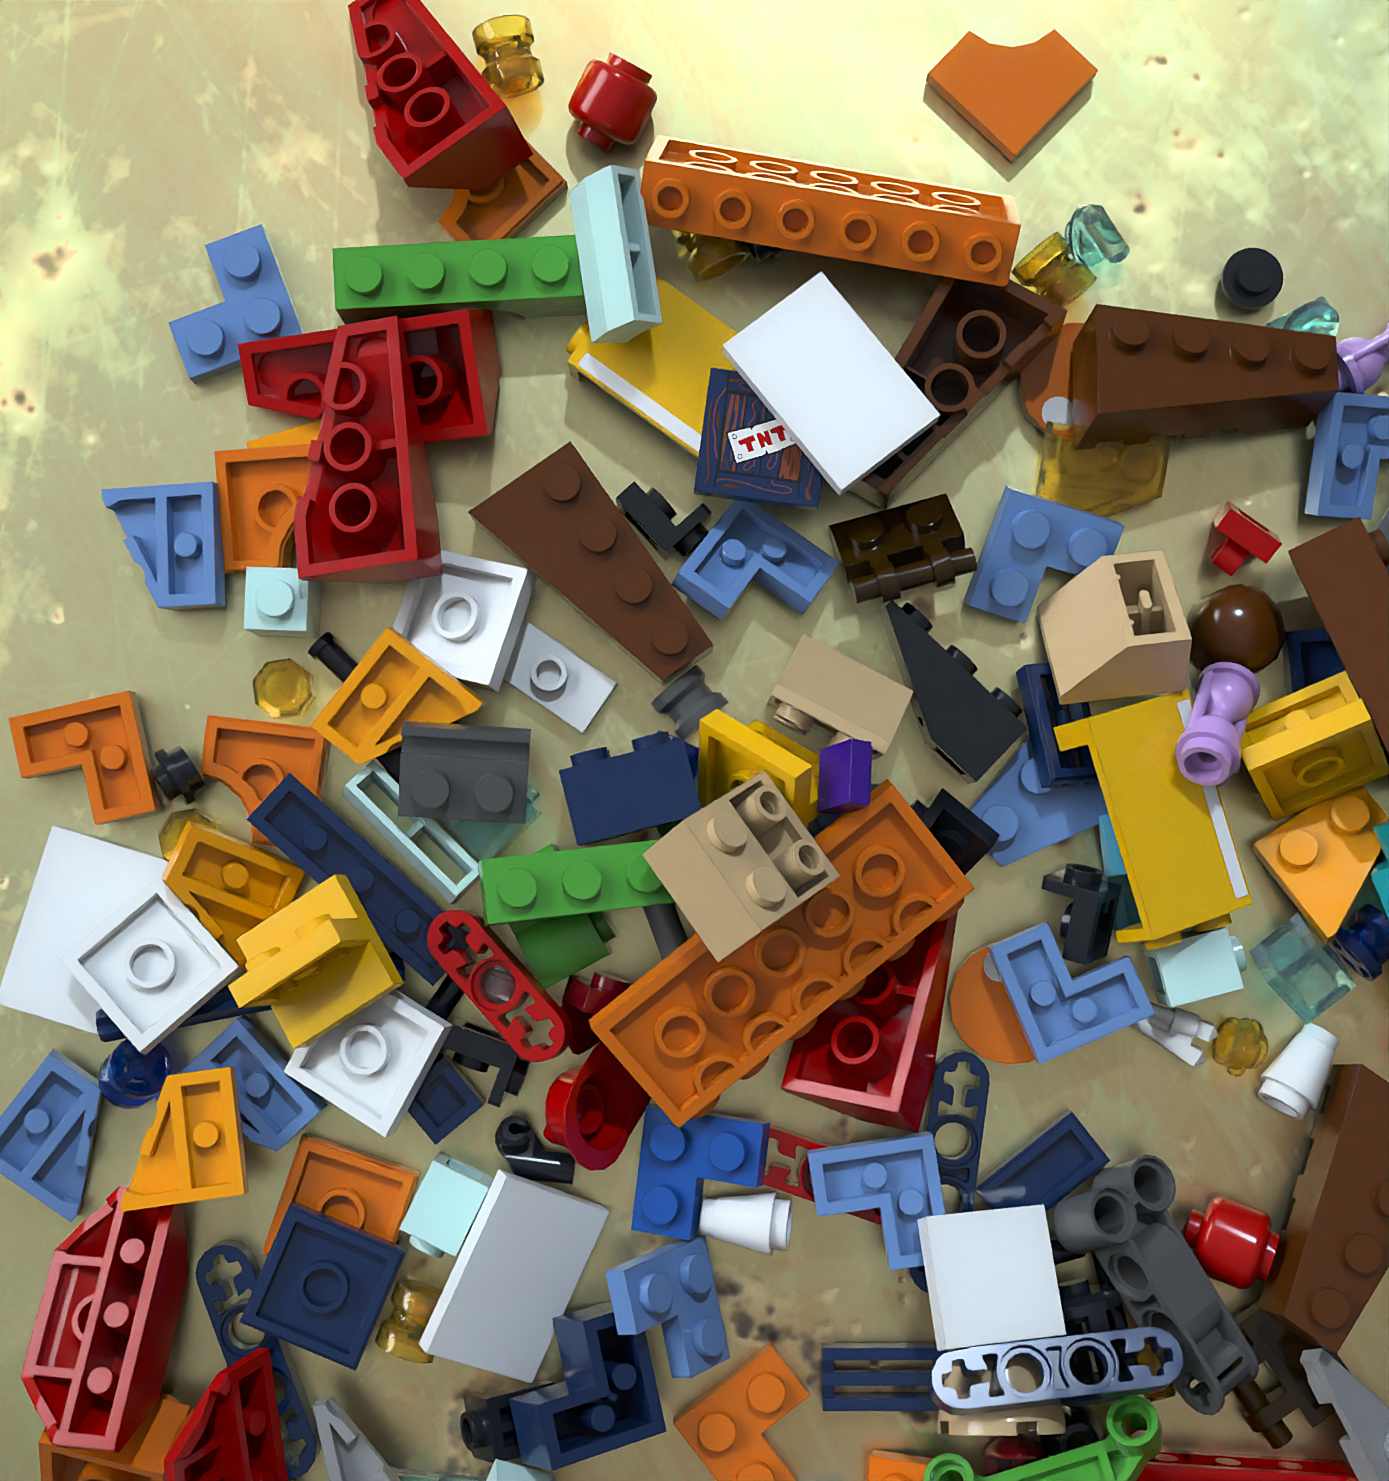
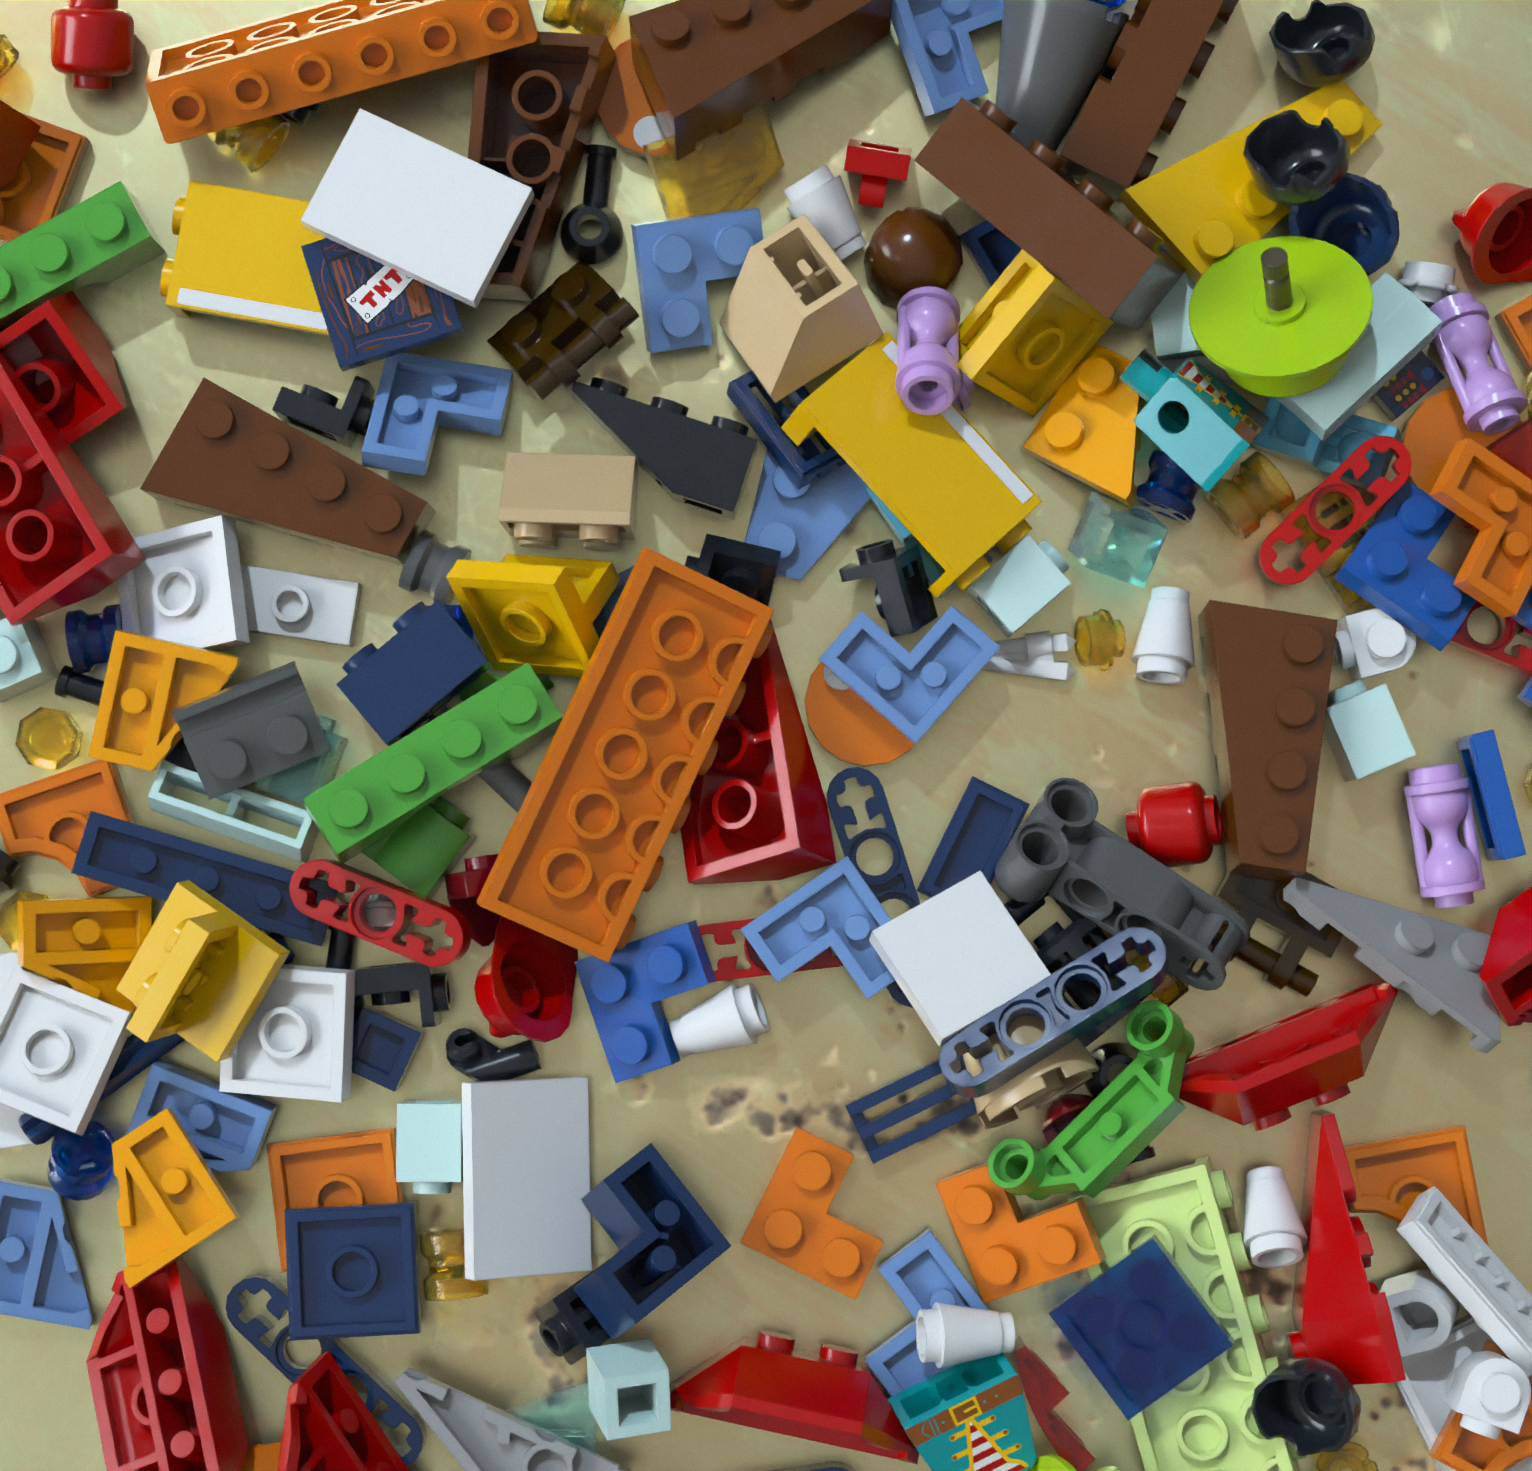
camera: 20 degrees left, 0 degrees up
(364, 619) = (91, 636): none -> clear blue wheel
(615, 255) = (161, 184): light aqua piece -> none
(679, 1292) = (685, 1115): medium blue plate -> none
(740, 865) = (541, 687): tan slope -> none
(844, 776) = (602, 563): dark purple tile -> none
(978, 454) = (594, 206): none -> black bar
(1185, 551) = (828, 209): none -> white cone

